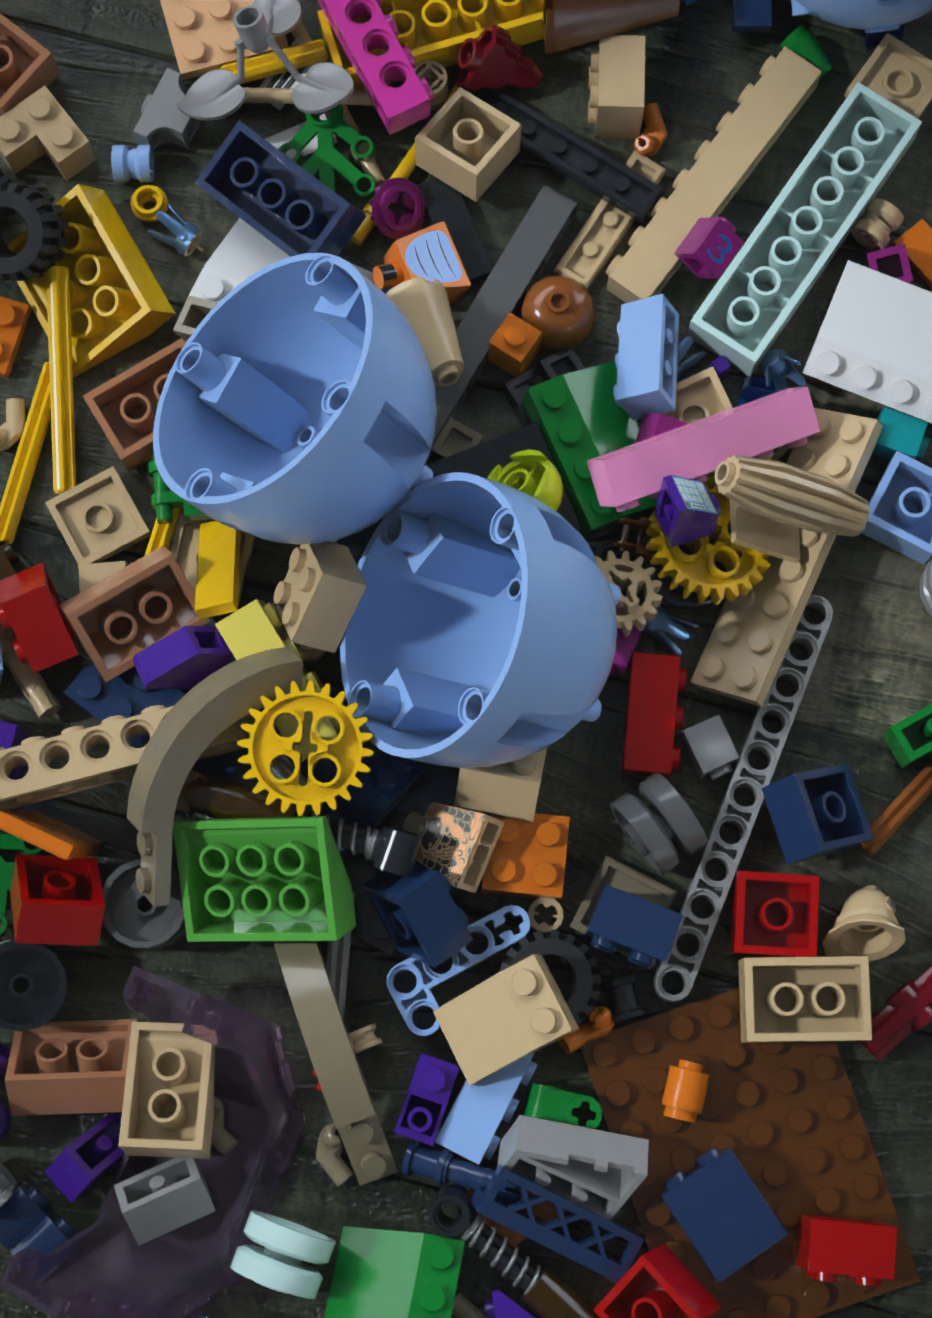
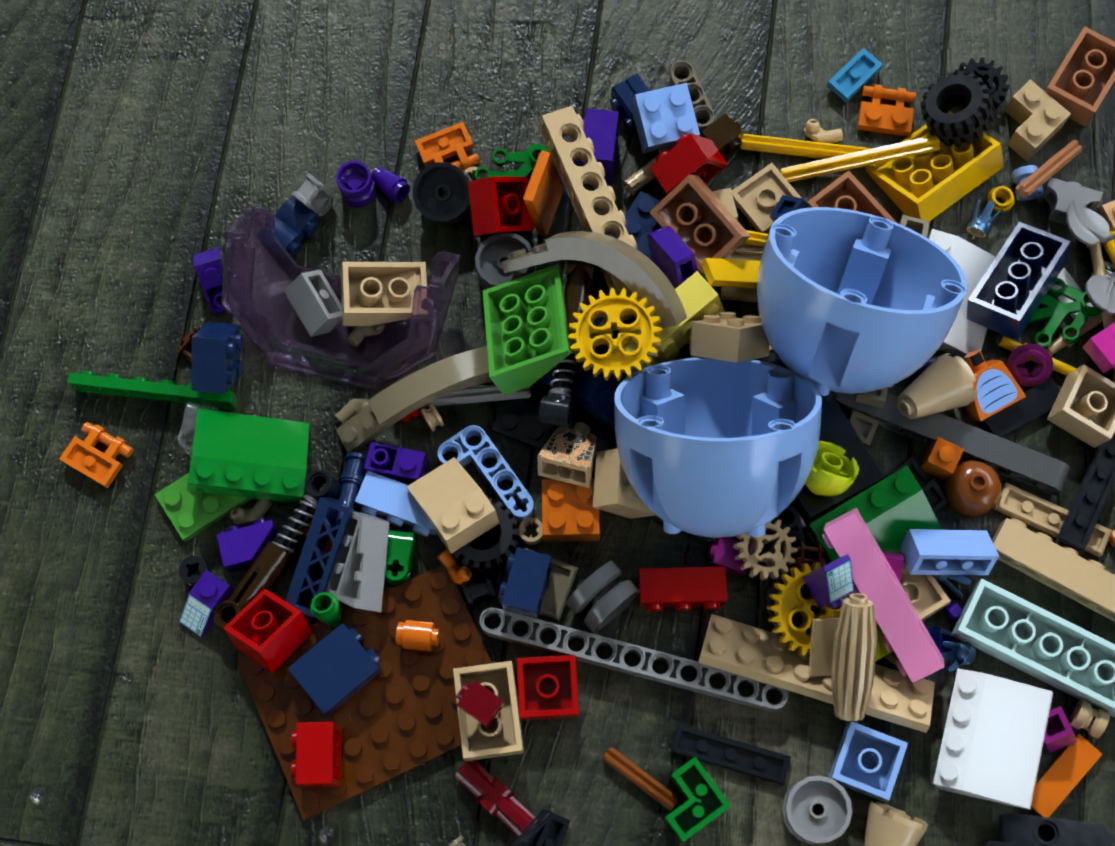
camera: 85 degrees right, 5 degrees down
(69, 1068) = (394, 230): nougat slope -> none
(88, 1158) = (333, 250): dark purple slope -> none
(121, 130) = (1048, 169): none -> nougat axle
(127, 489) = (787, 204): none -> dark blue tile
(280, 1262) = (285, 381): light aqua wheel -> none
(420, 914) = (518, 439): dark blue brick -> none
(629, 1223) = (326, 609): none -> green cone
(666, 622) = (747, 593): flat silver piece -> none
(709, 247) = (1043, 588): magenta brick -> none
(710, 748) = (664, 631): light grey brick -> none
(804, 1007) = (479, 703): none -> dark red brick
(817, 813) = (625, 710): dark blue brick -> none
(865, 927) = (547, 755): tan piece -> none
(879, 685) = (730, 754): none -> black tile
(900, 434) = (922, 750): teal brick -> none

